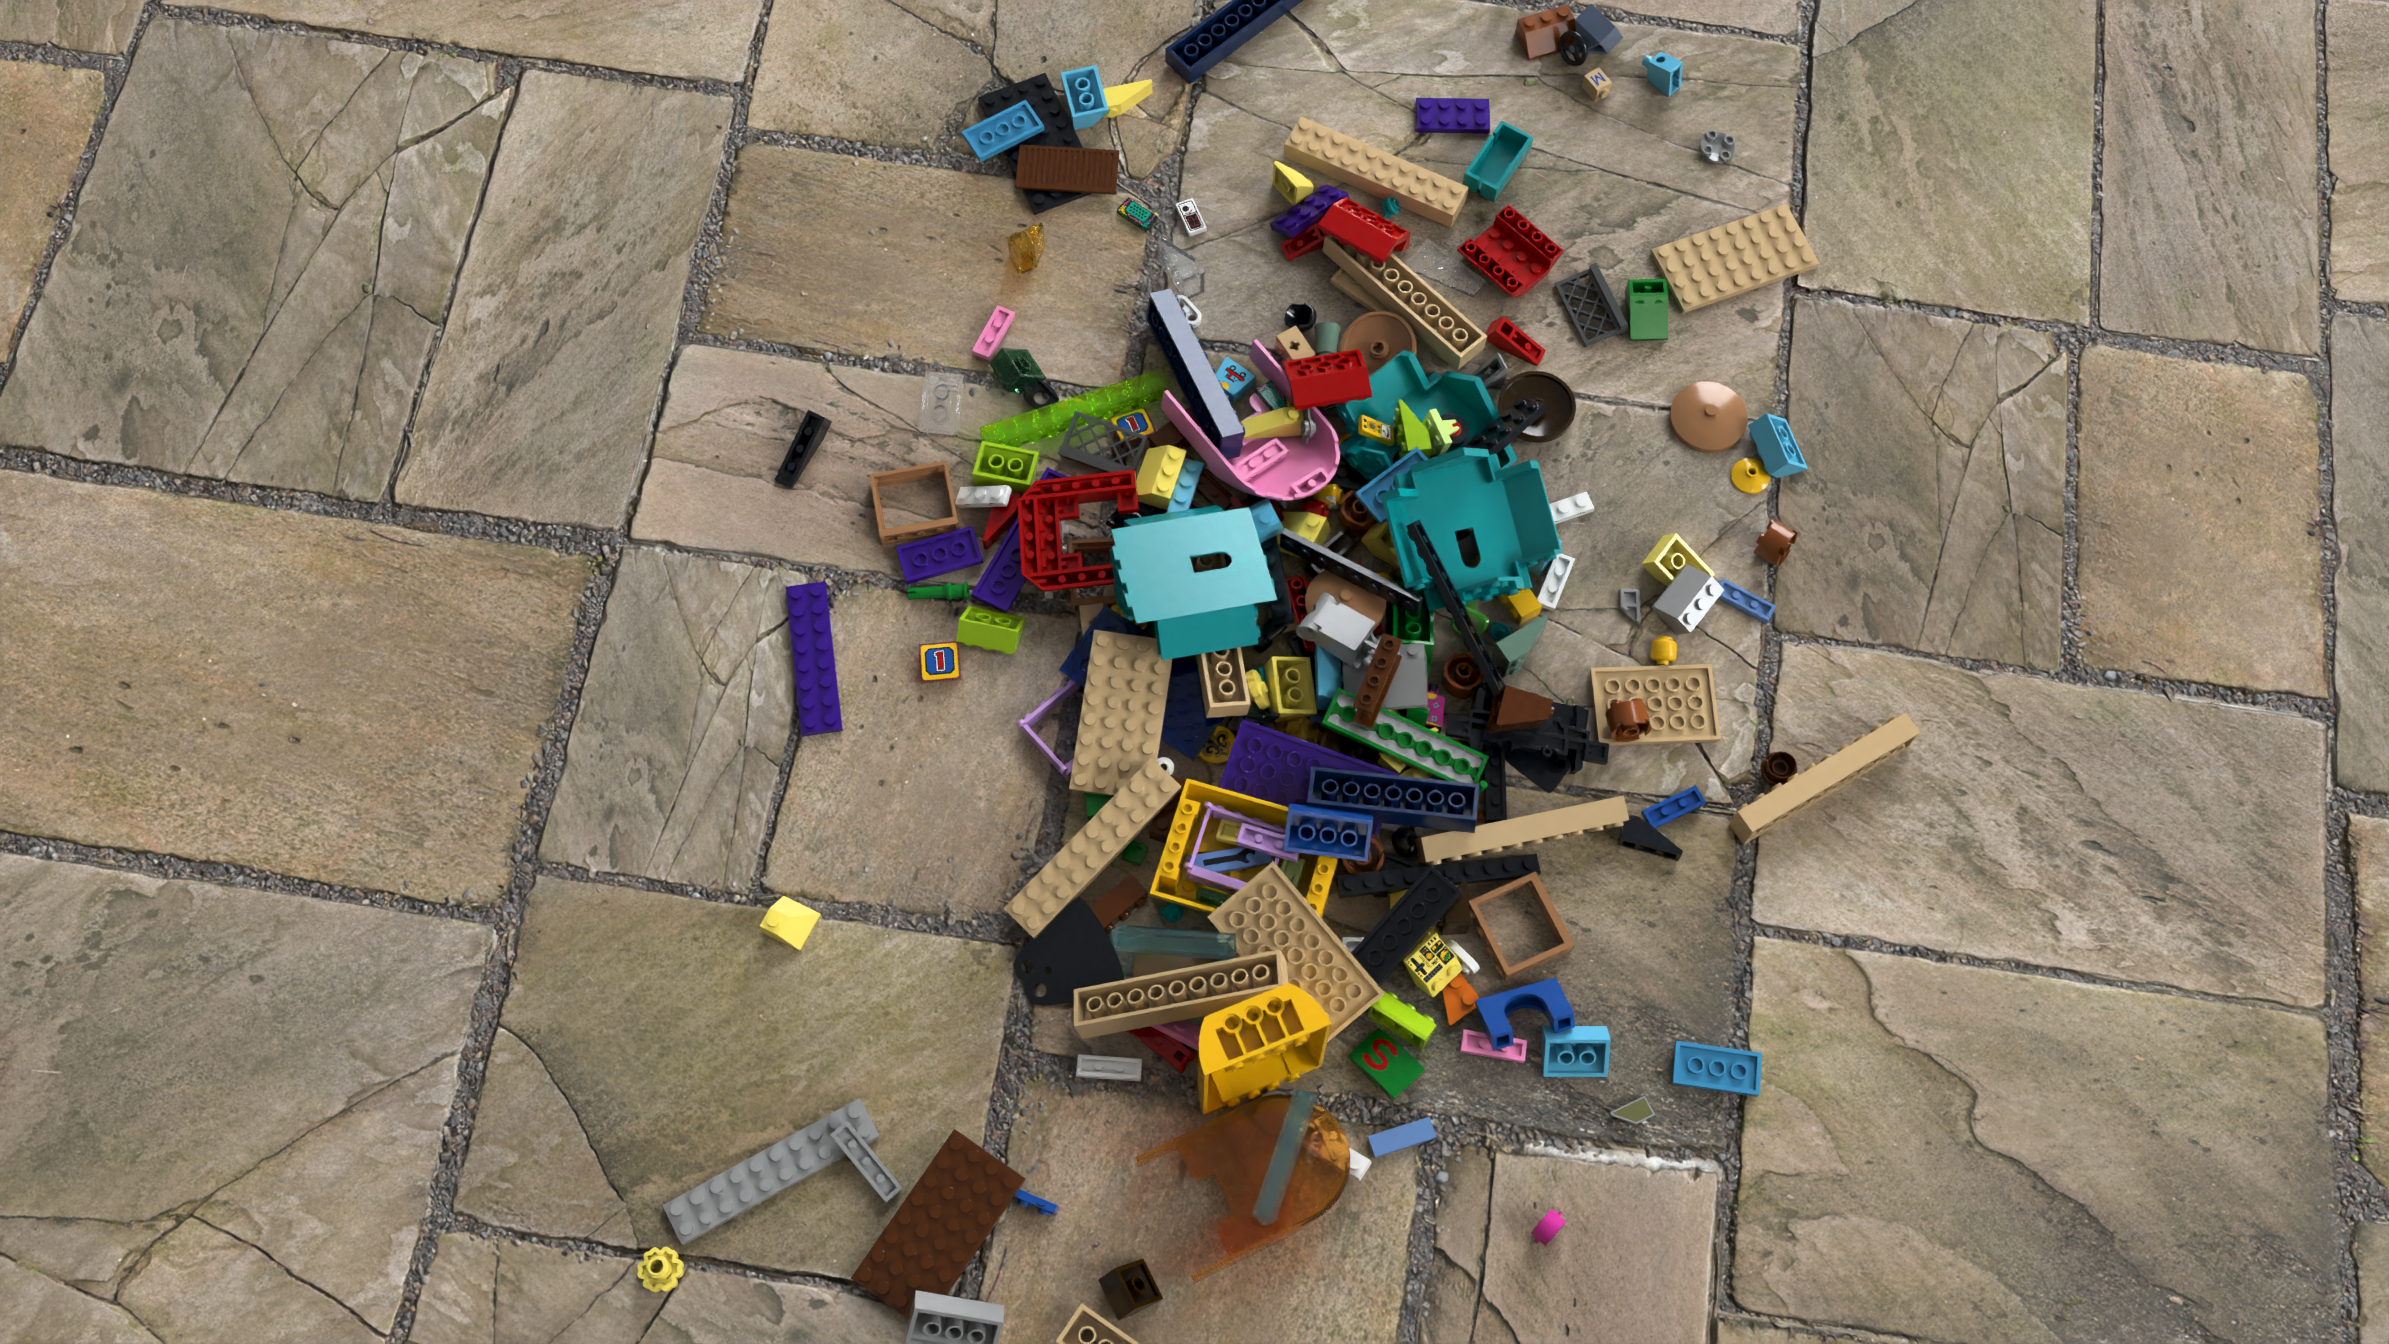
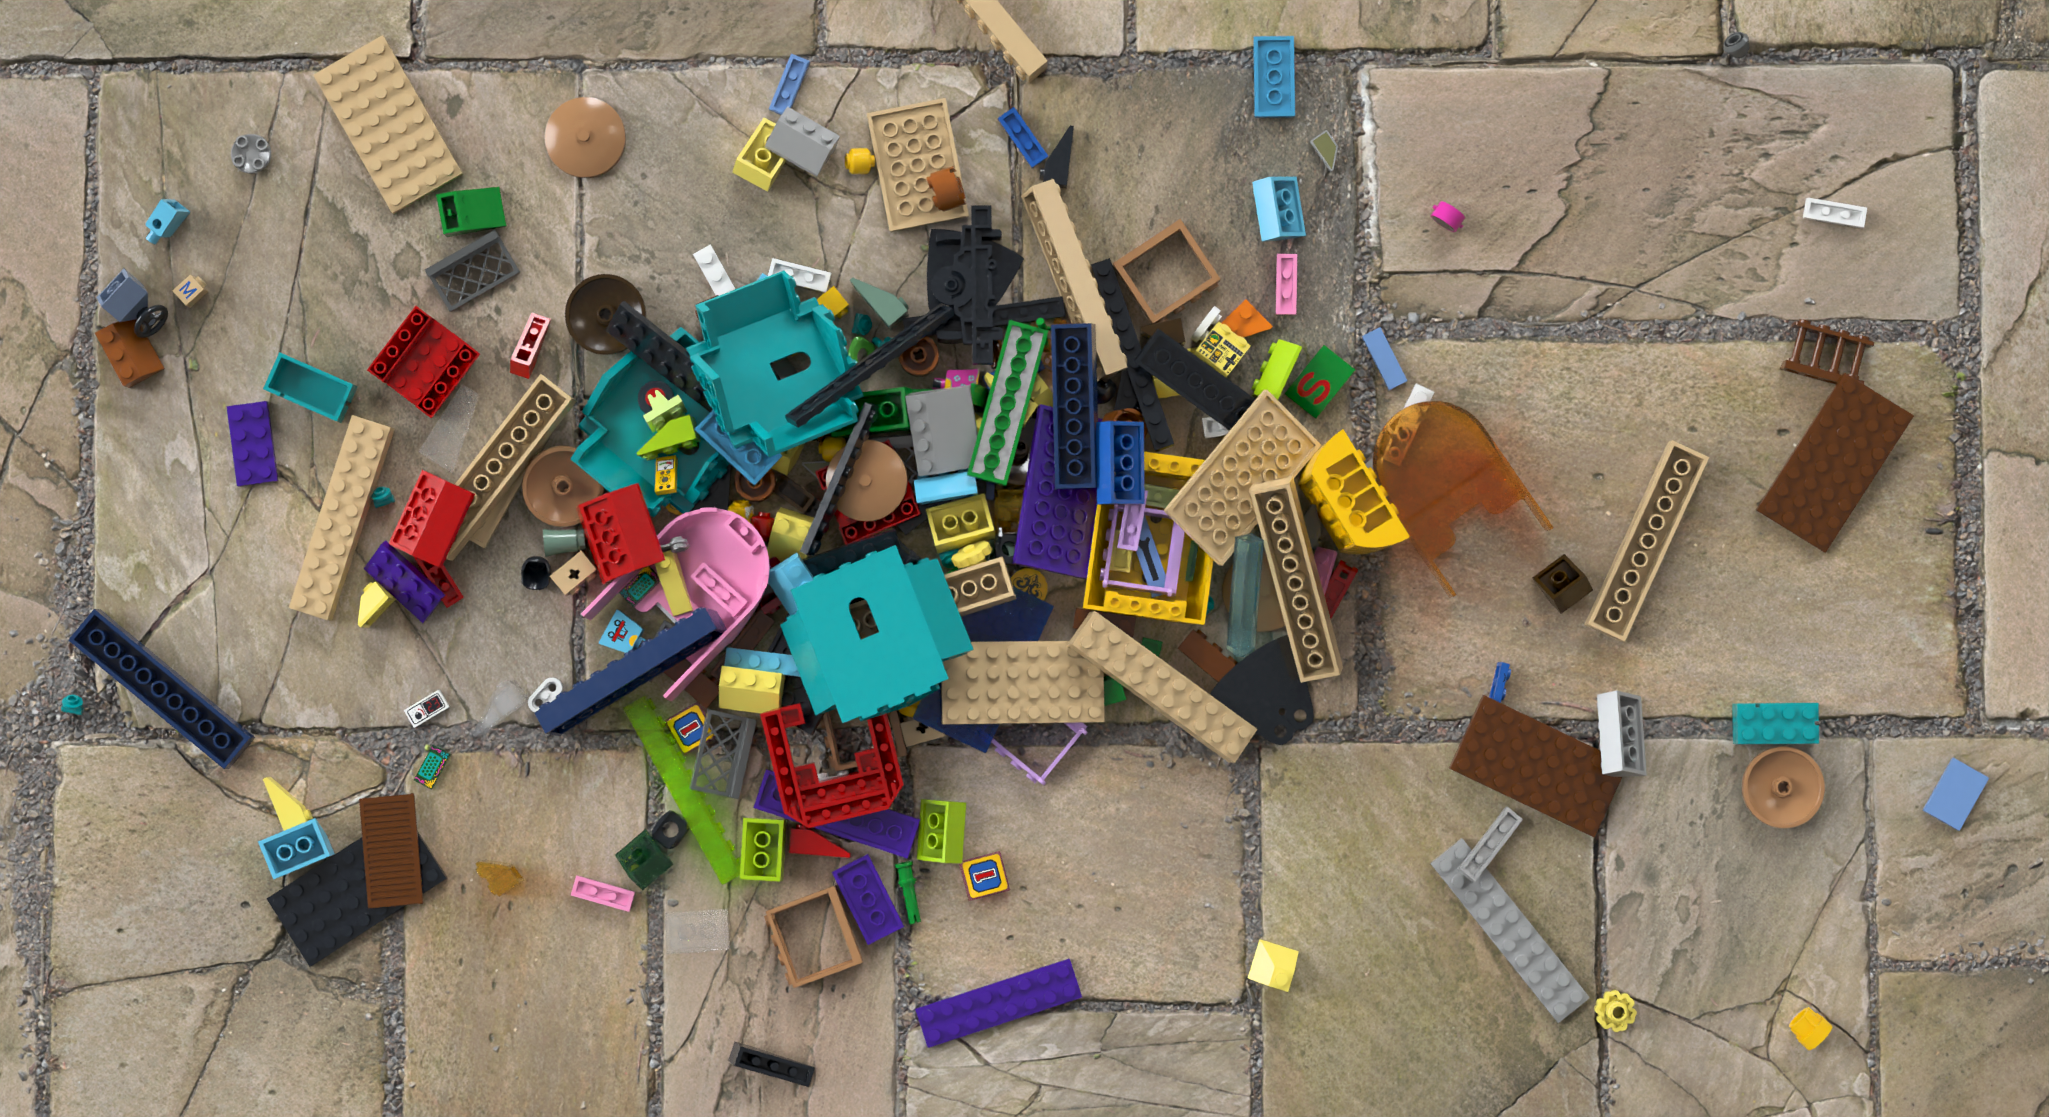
camera: 95 degrees left, 20 degrees up
(983, 496) = (799, 866): white plate -> none
(1002, 130) = (355, 929): dark azure plate -> none
(1109, 1067) = (1363, 638): white tile -> none
(1166, 764) = (1066, 632): white cone -> none
(1284, 1156) = (1429, 461): clear light blue brick -> none
(1340, 631) = (910, 478): light grey piece -> none
(1377, 681) = (964, 435): reddish brown fence -> none
(1492, 371) = (572, 368): light grey slope -> none
(1518, 710) = (965, 296): reddish brown slope -> none
(1543, 996) = (1233, 242): blue arch -> none
(1630, 604) = (810, 198): light grey tile -> none
(1745, 481) = (651, 98): yellow dish -> none
(1775, 543) = (726, 58): dark orange brick -> none
(1776, 446) = (611, 64): medium azure slope -> none
(1778, 767) = (967, 39): reddish brown piece -> none

